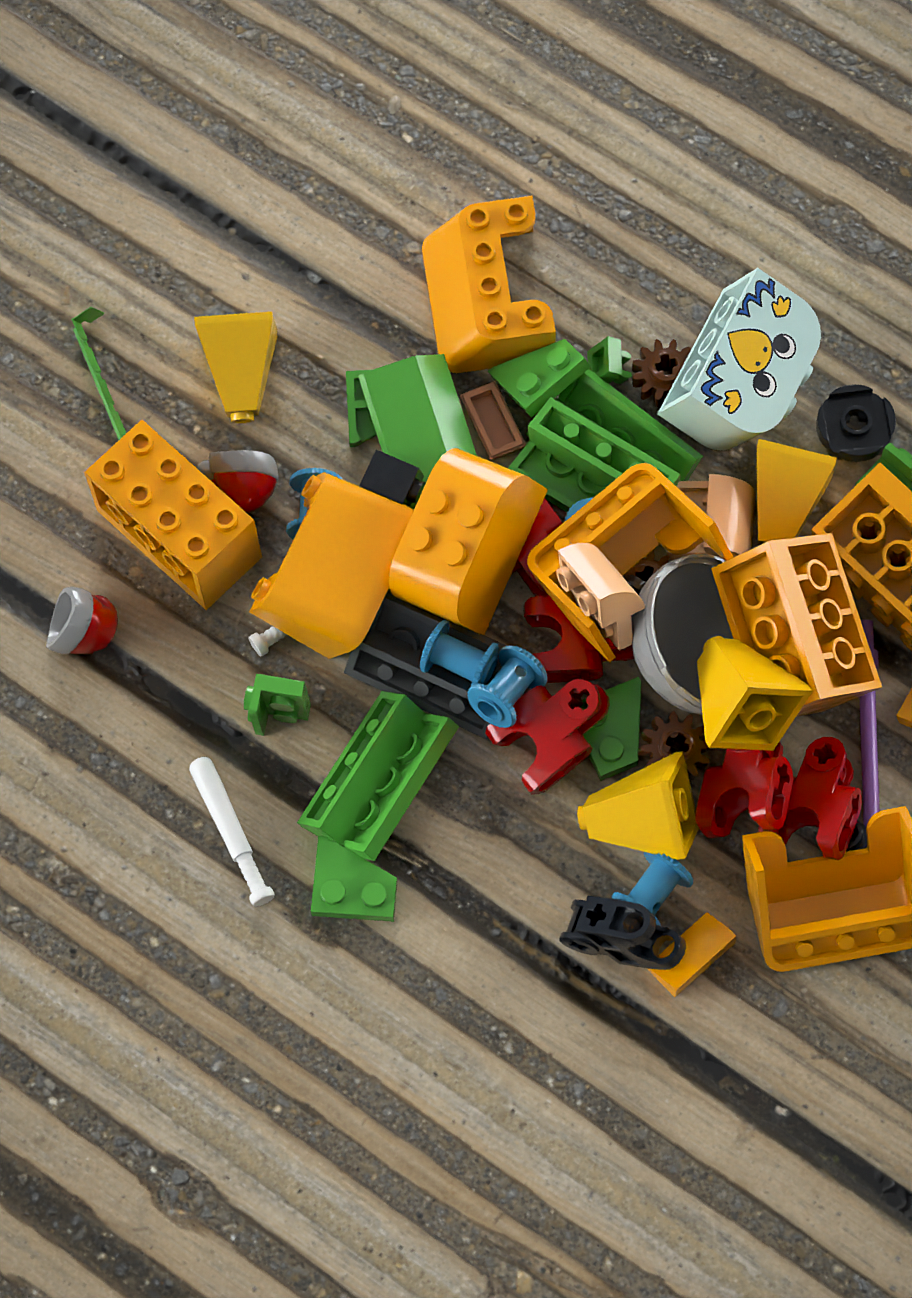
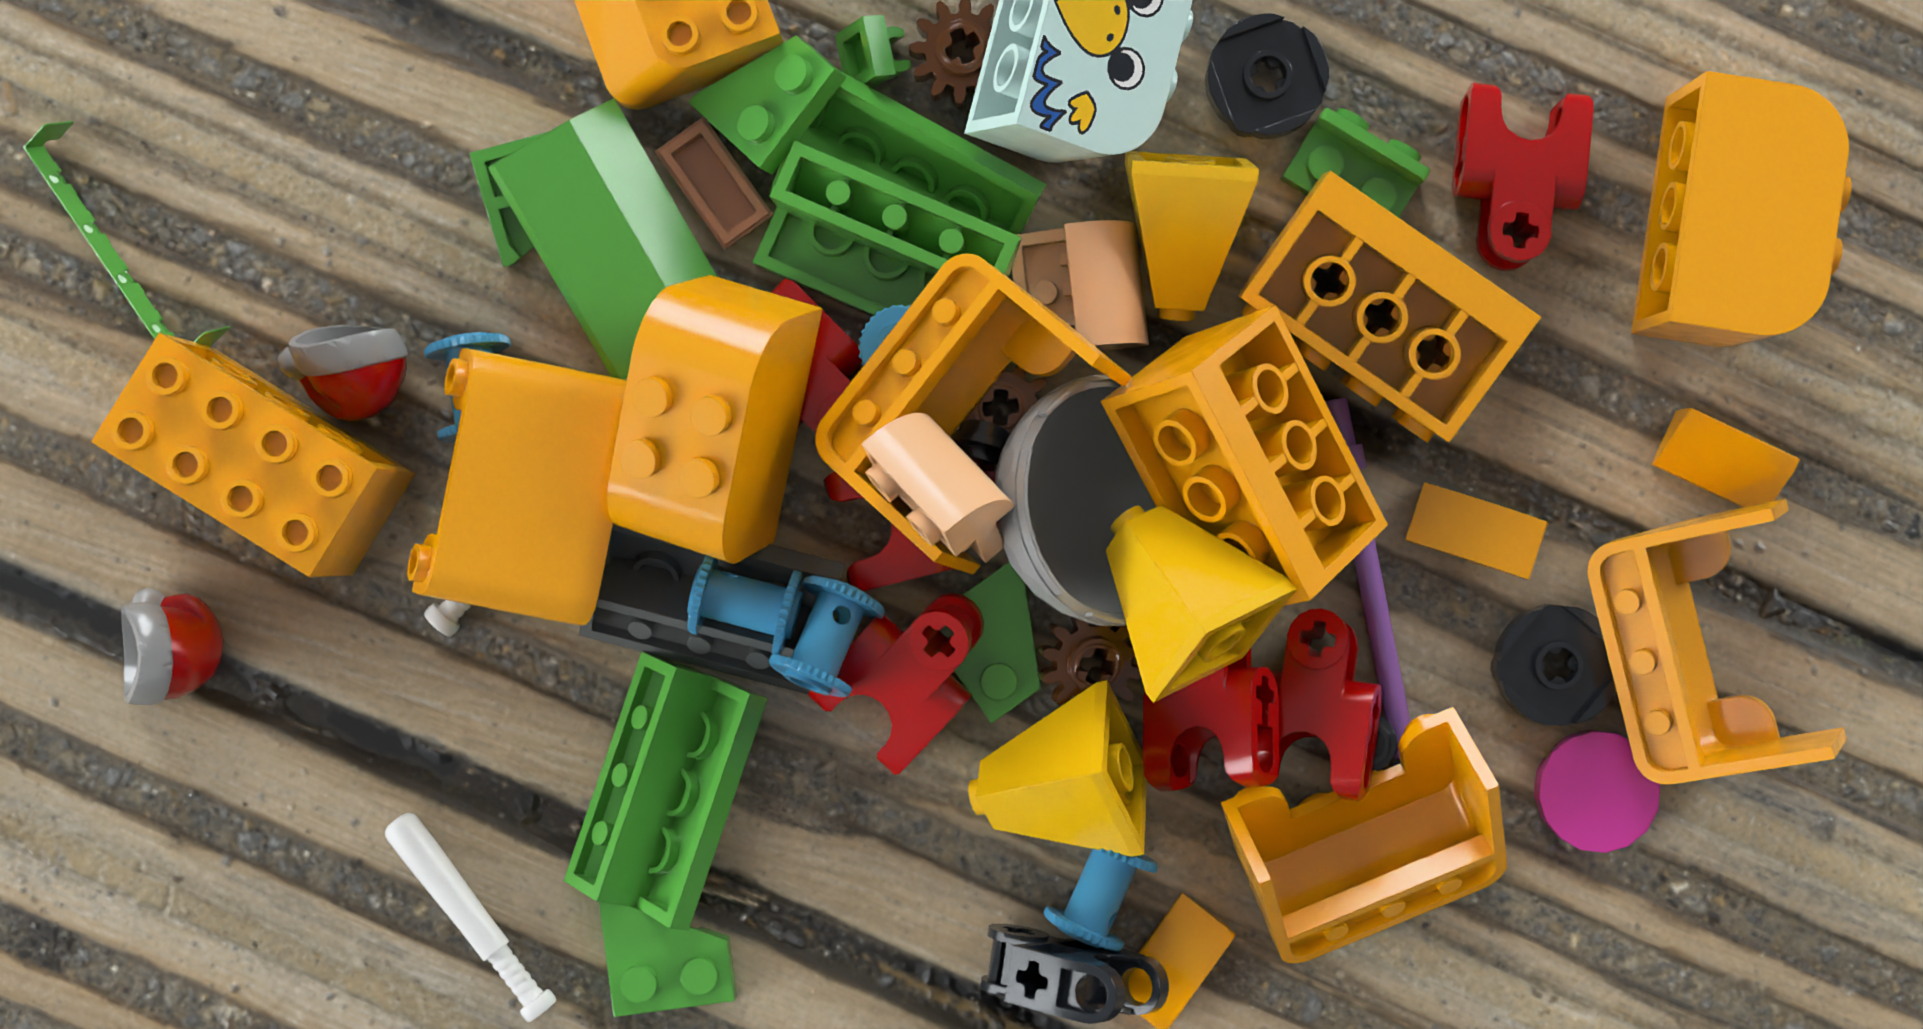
camera: 15 degrees left, 20 degrees up
(239, 358) = (298, 172): yellow slope -> none
(276, 696) = (481, 722): bright green bracket -> none
(393, 479) = (581, 337): black brick -> none

